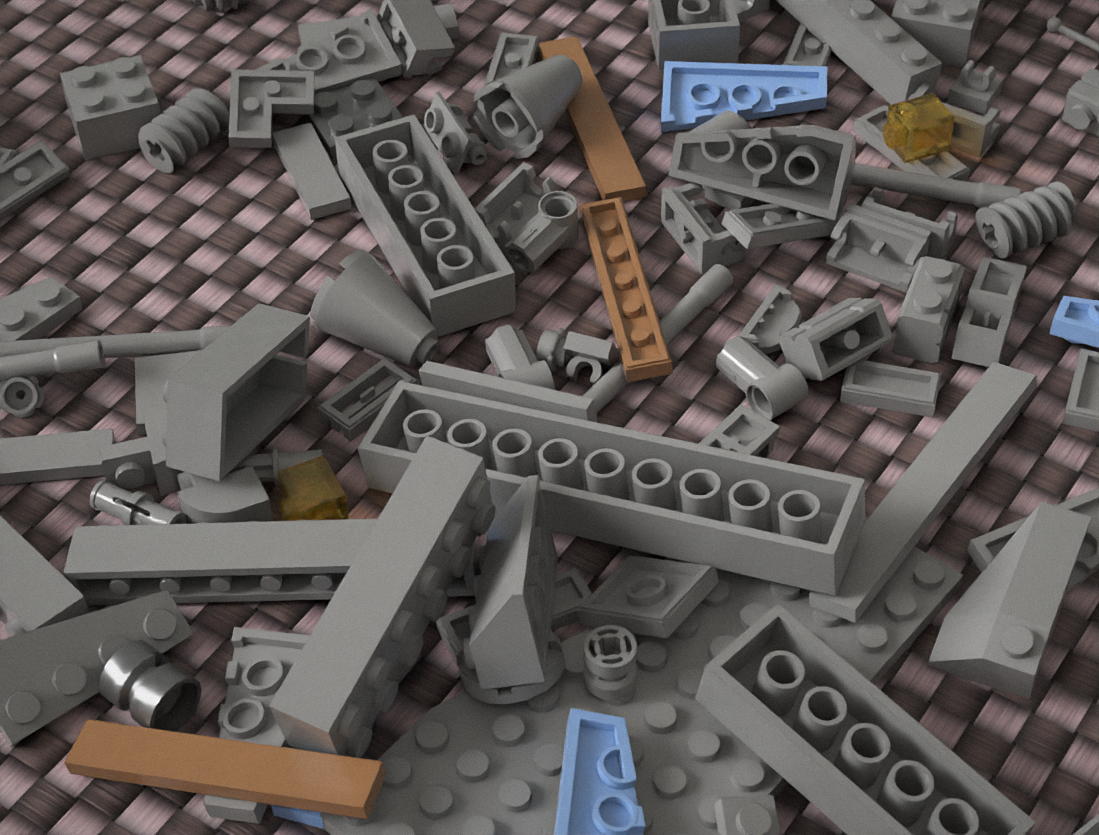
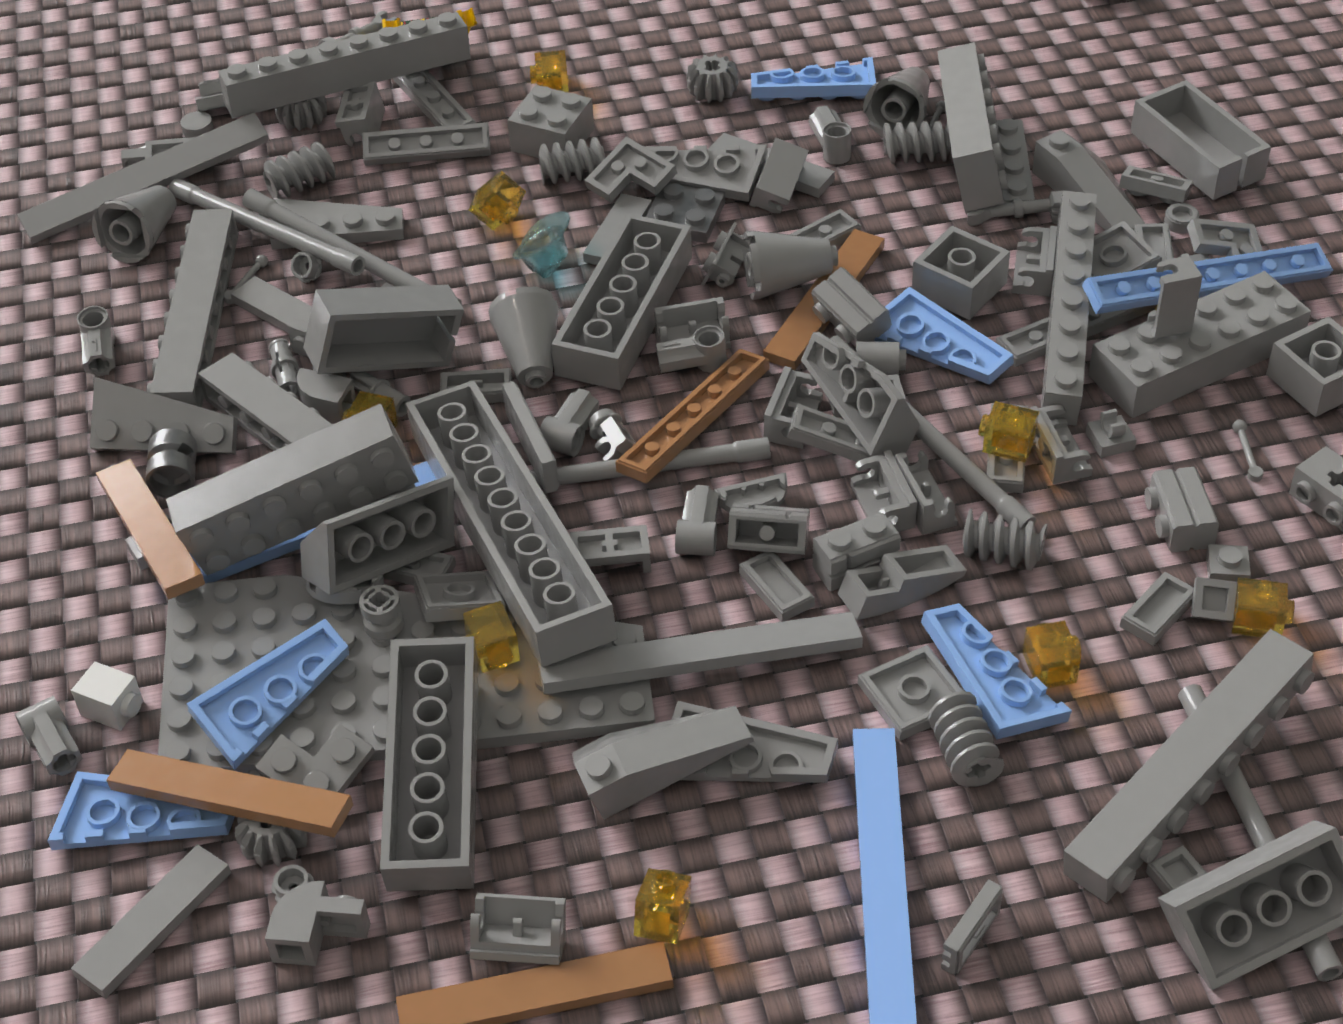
camera: 45 degrees right, 0 degrees up
(40, 60) = (550, 70): none -> clear yellow brick
(159, 207) = (497, 201): none -> clear yellow brick
(265, 216) = (545, 244): none -> clear light blue piece
(648, 106) = (850, 308): none -> light grey brick
(742, 598) = (493, 636): none -> clear yellow brick

